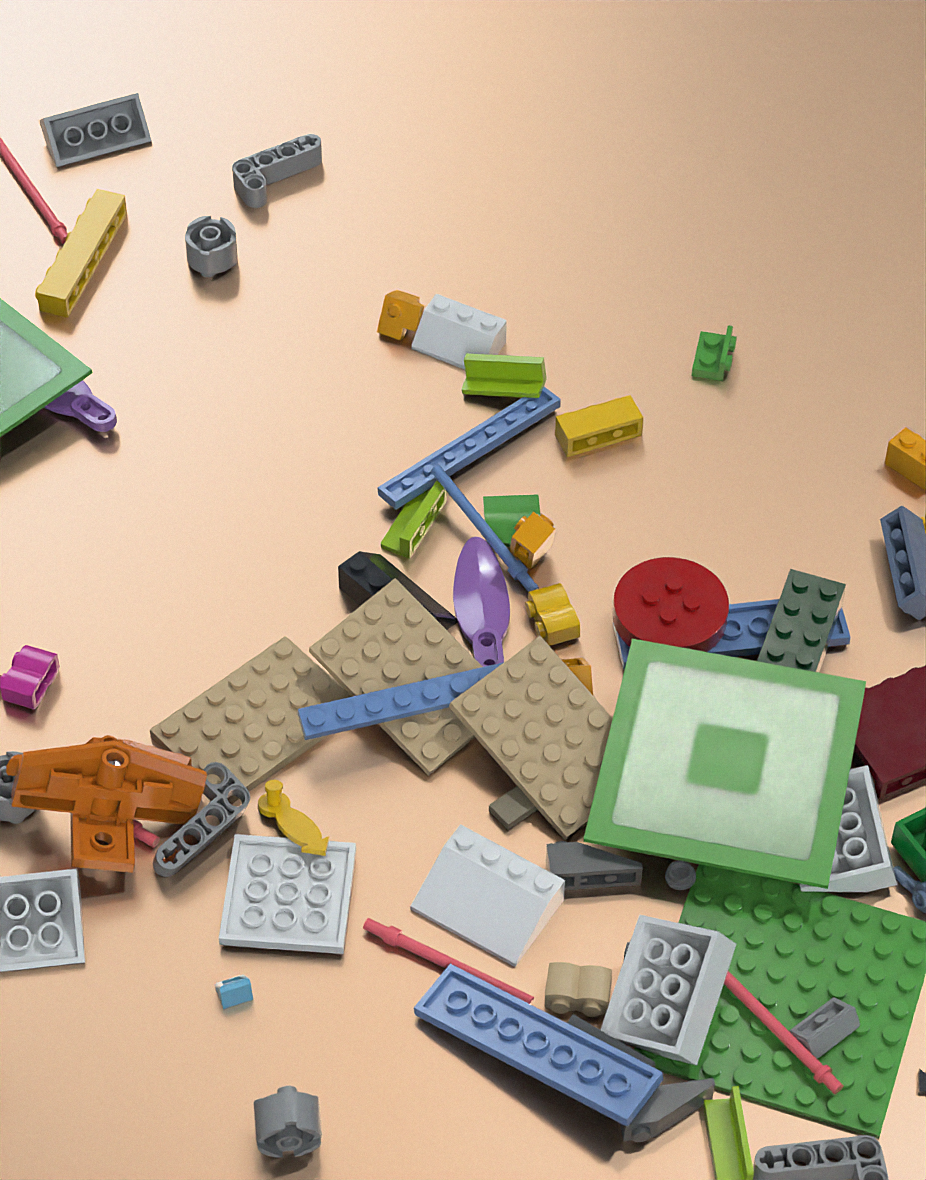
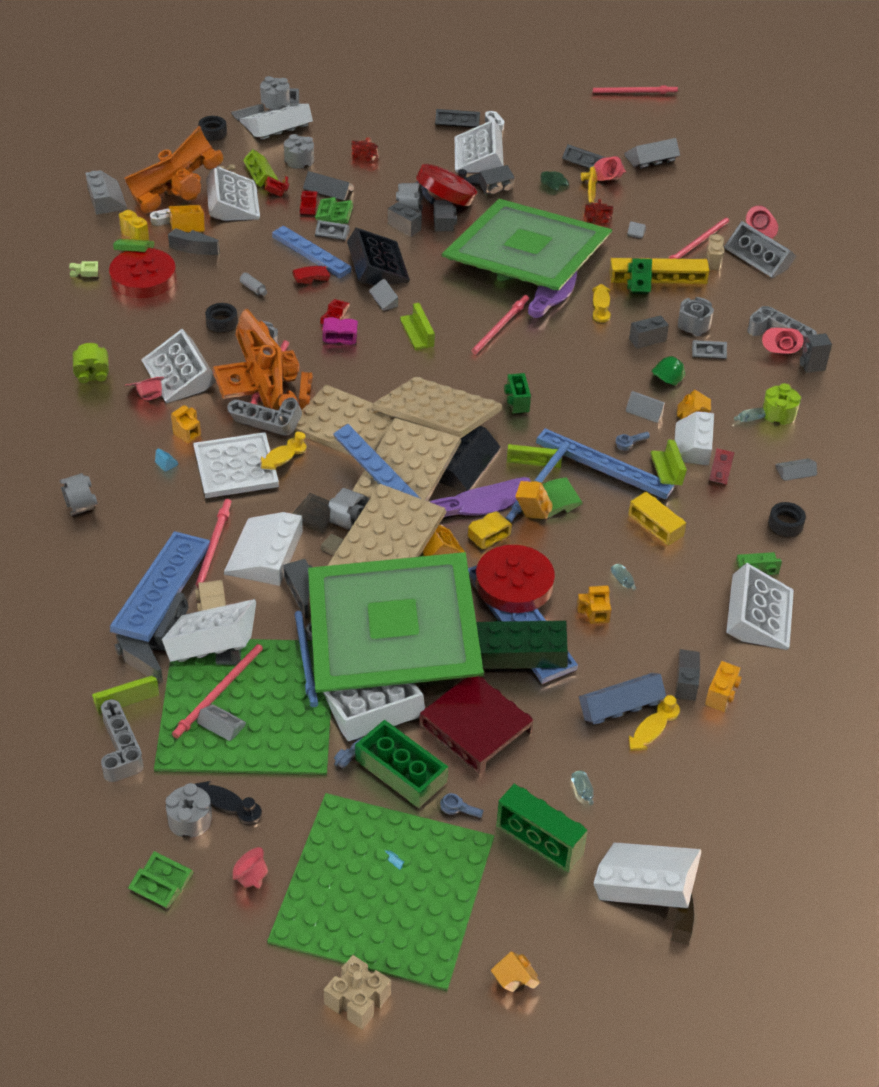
camera: 70 degrees right, 5 degrees down
(37, 101) = (762, 220): none -> coral piece
(48, 977) = (149, 388): none -> coral piece
(67, 574) = (418, 328): none -> lime panel
(74, 176) = (715, 251): none -> tan brick
(78, 442) = (516, 308): none -> coral bar
(99, 272) = (640, 276): none -> green brick
(110, 341) = (601, 303): none -> yellow brick
(170, 939) = (185, 424): none -> light orange brick
(217, 308) = (648, 331): none -> dark grey brick
(277, 259) = (709, 349): none -> light grey slope
(285, 596) = (437, 407): none -> tan plate
(289, 494) = (518, 393): none -> green brick
(310, 314) = (670, 370): none -> green hair
(312, 173) = (782, 340): none -> coral piece
(355, 149) = (815, 353): none -> dark grey brick
(371, 366) = (645, 407): none -> light grey slope
(429, 412) = (625, 442): none -> sand blue plate
(431, 262) = (750, 415): none -> clear light blue piece
(432, 814) = (314, 512): none -> clear smoke tile
(433, 223) = (781, 404): none -> lime brick
(461, 764) = (346, 507): none -> light grey brick
(532, 324) = (721, 466): none -> red hips
(551, 255) = (797, 469): none -> light grey slope
(647, 283) = (783, 528): none -> black tyre
(688, 497) = (623, 576): none -> clear light blue piece
(739, 540) = (595, 604): none -> light orange brick
(794, 381) = (760, 609): none -> white slope
(795, 901) = (310, 684): none -> medium blue bar
(880, 485) = (688, 675): none -> dark grey slope

